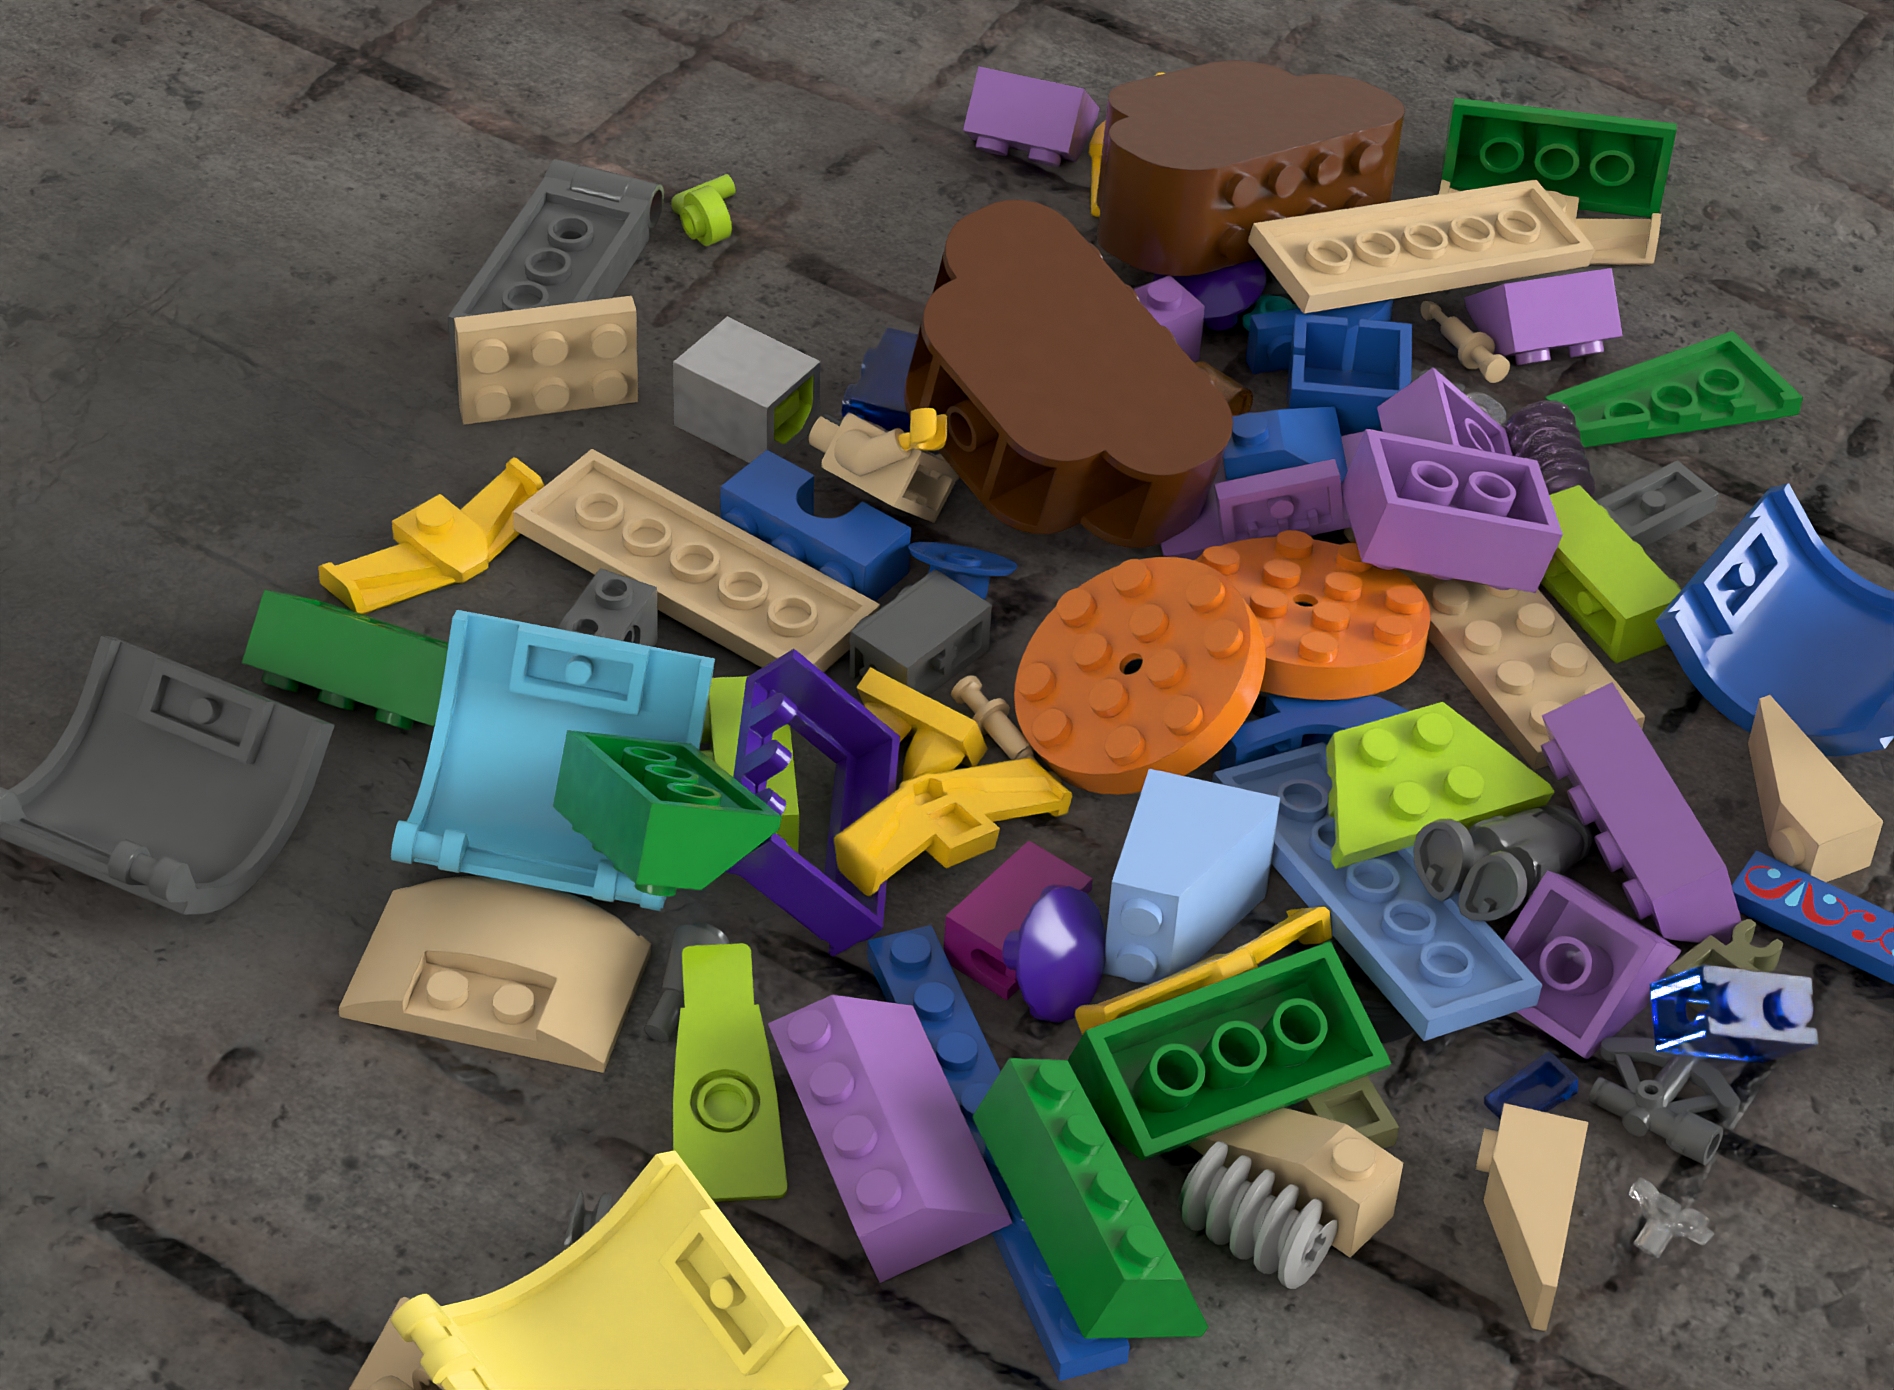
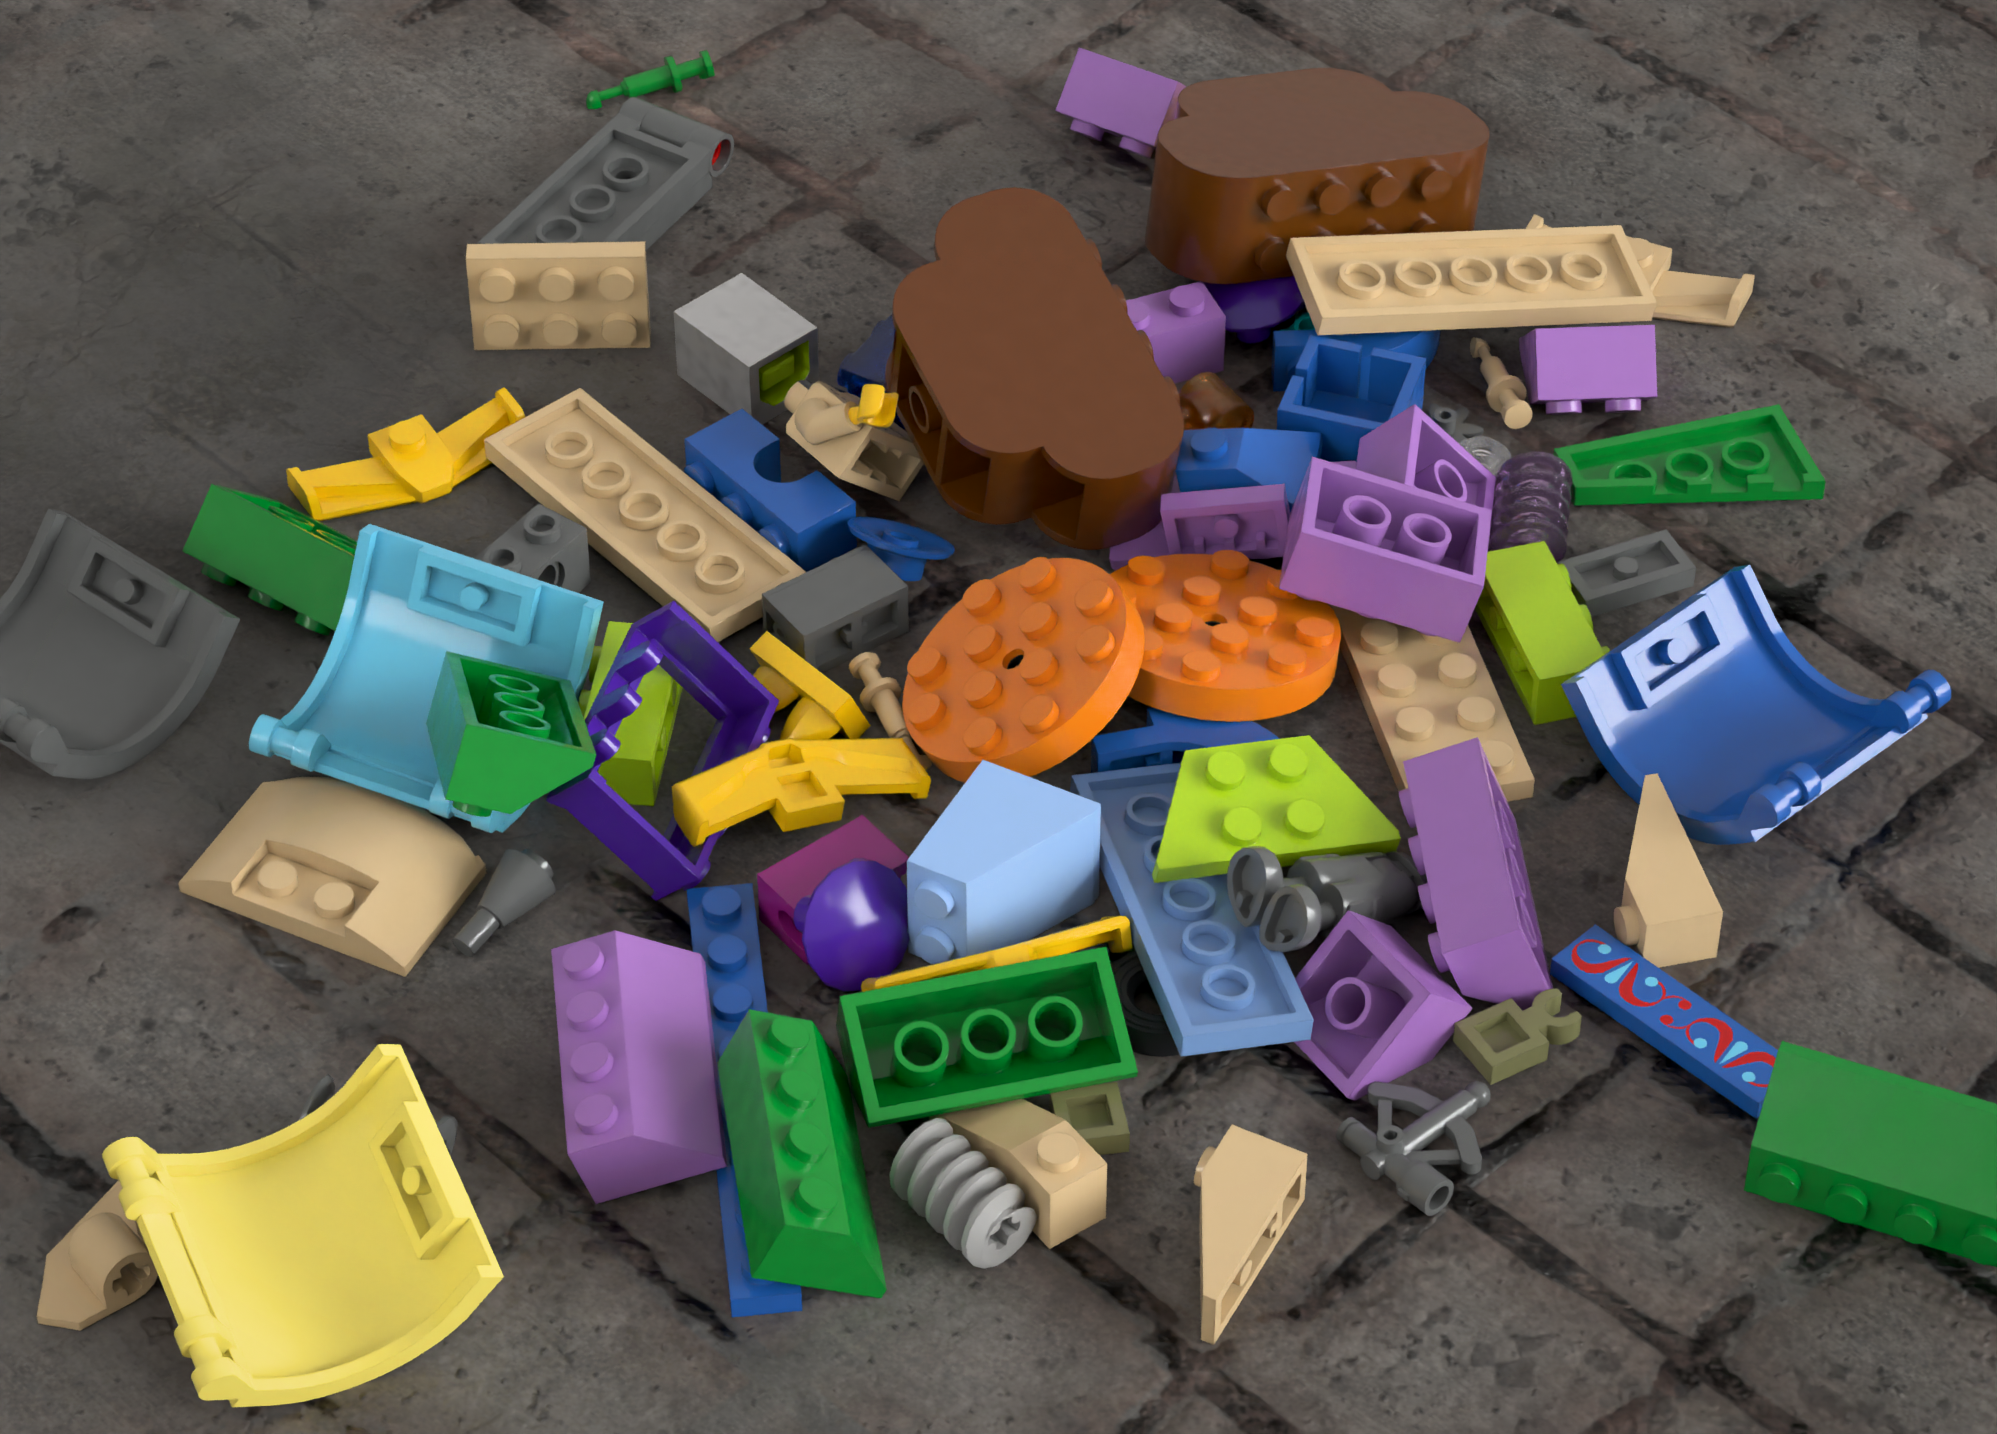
camera: 15 degrees right, 0 degrees up
(572, 136) = (656, 79): none -> green piece
(704, 211) = (768, 163): lime plate -> none
(725, 1080) = (505, 1002): lime piece -> none
(1535, 1087) = (1288, 1118): clear blue piece -> none
(1601, 159) = (1696, 210): green slope -> none
(1666, 1220) = (1360, 1259): clear plant -> none
(1747, 1019) = (1491, 1075): clear blue brick -> none

